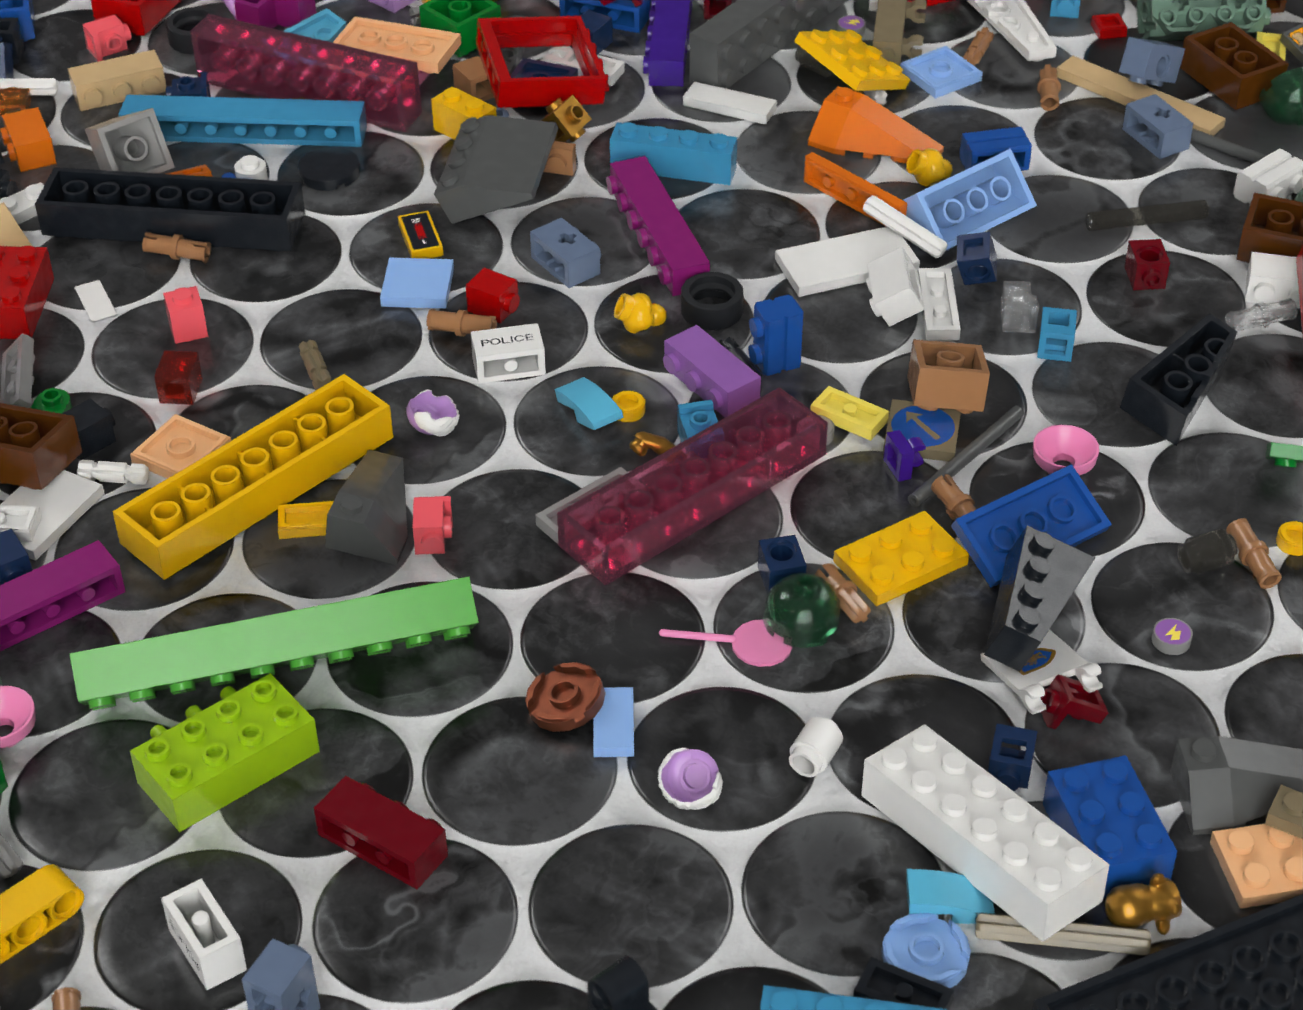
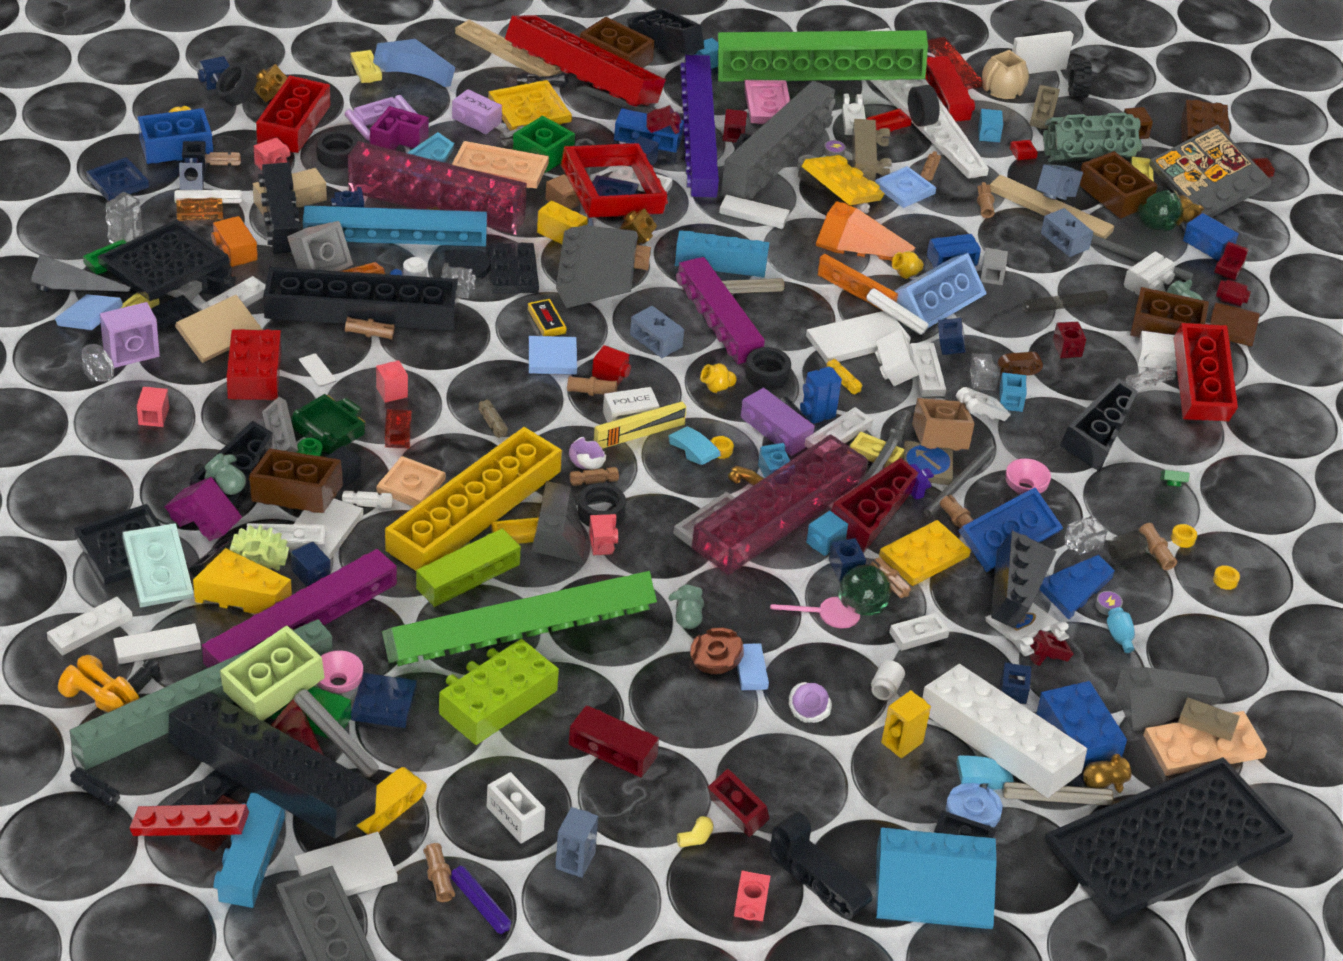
camera: 10 degrees left, 0 degrees up
(46, 42) = (223, 158): none -> medium nougat axle
(59, 760) = (384, 700): none -> dark blue plate
(89, 89) = (280, 202): none -> black wedge
(89, 367) = (329, 422): none -> dark green piece
(227, 568) = (468, 567): none -> lime brick
(315, 186) = (465, 279): none -> clear brick
(390, 173) = (513, 268): none -> black plate
(438, 444) = (594, 476): none -> medium nougat axle
(440, 466) = (605, 493): none -> black tyre
(483, 984) = (698, 835): none -> light yellow arm
(516, 375) = (640, 425): none -> light yellow tile
(536, 629) = (689, 606): none -> sand green animal
(549, 936) = (738, 802): none -> dark red brick
(711, 194) = (755, 285): none -> dark tan axle
(756, 522) = (826, 530): none -> dark azure brick
(807, 380) = (843, 428): none -> white plate
(819, 312) = (848, 379): none -> yellow axle
(830, 486) = (875, 502): none -> dark red wedge
(830, 816) = (906, 724): none -> yellow brick
(875, 673) = (919, 631): none -> white plate
(877, 393) = (895, 438): none -> dark grey sword
(1008, 348) = (982, 404): none -> white plate
(1049, 169) = (994, 266): none -> light grey brick
(1073, 295) = (1020, 363): none -> reddish brown beam
(1124, 607) = (1076, 584): none -> blue wing
(1144, 535) = (1080, 535): none -> clear brick
(1187, 675) = (1121, 628): none -> medium azure plant

